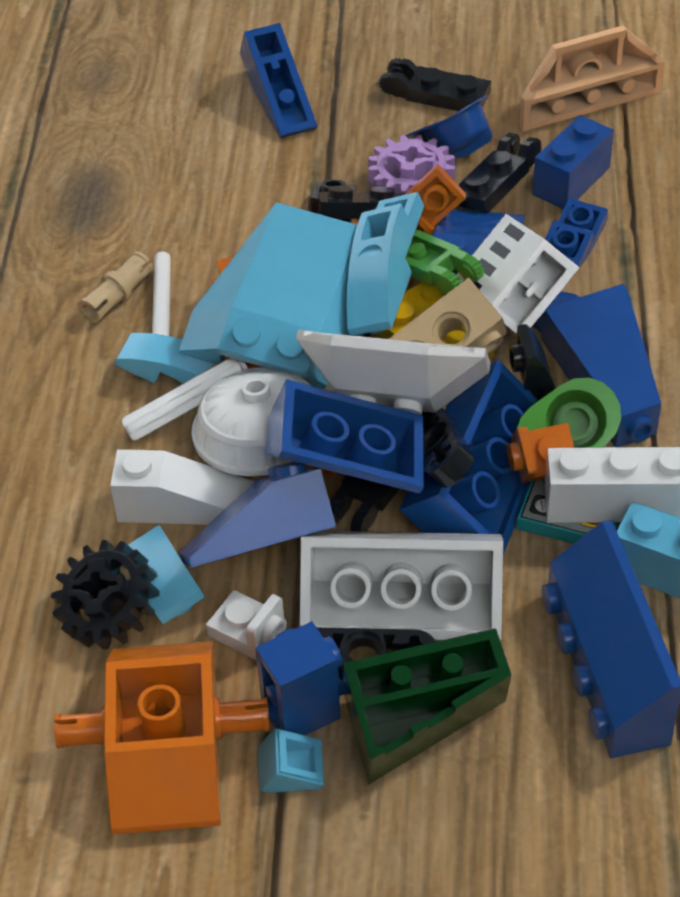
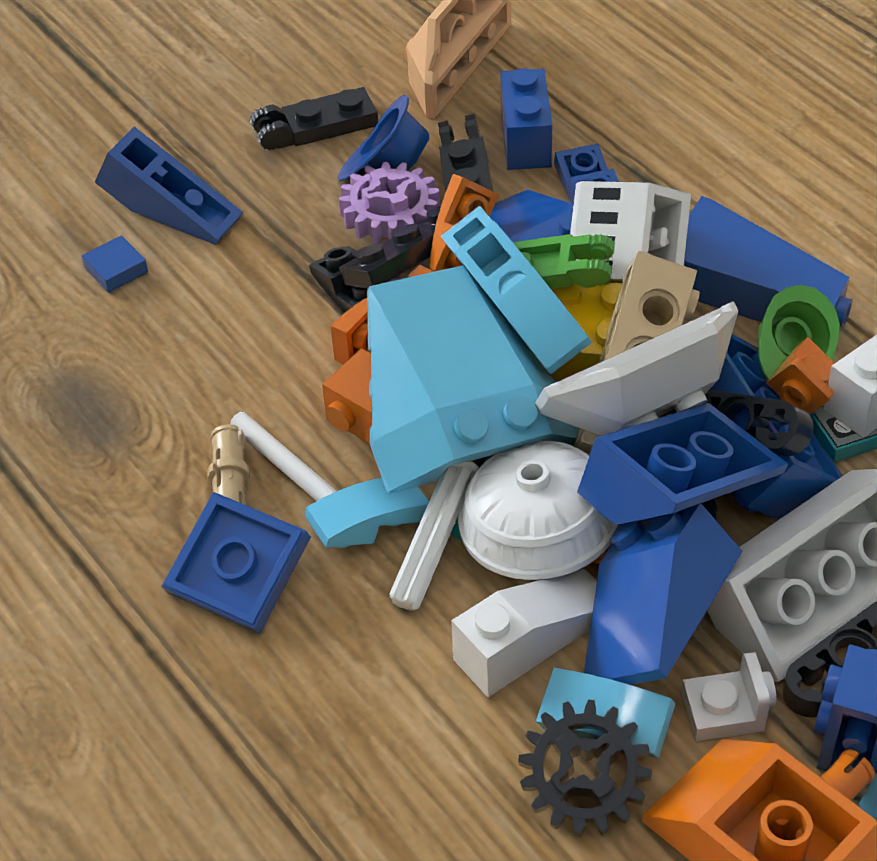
camera: 40 degrees left, 0 degrees up
(56, 340) = (236, 562): none -> blue tile
(200, 115) = (114, 263): none -> blue tile
(530, 360) = (717, 293): black slope -> none

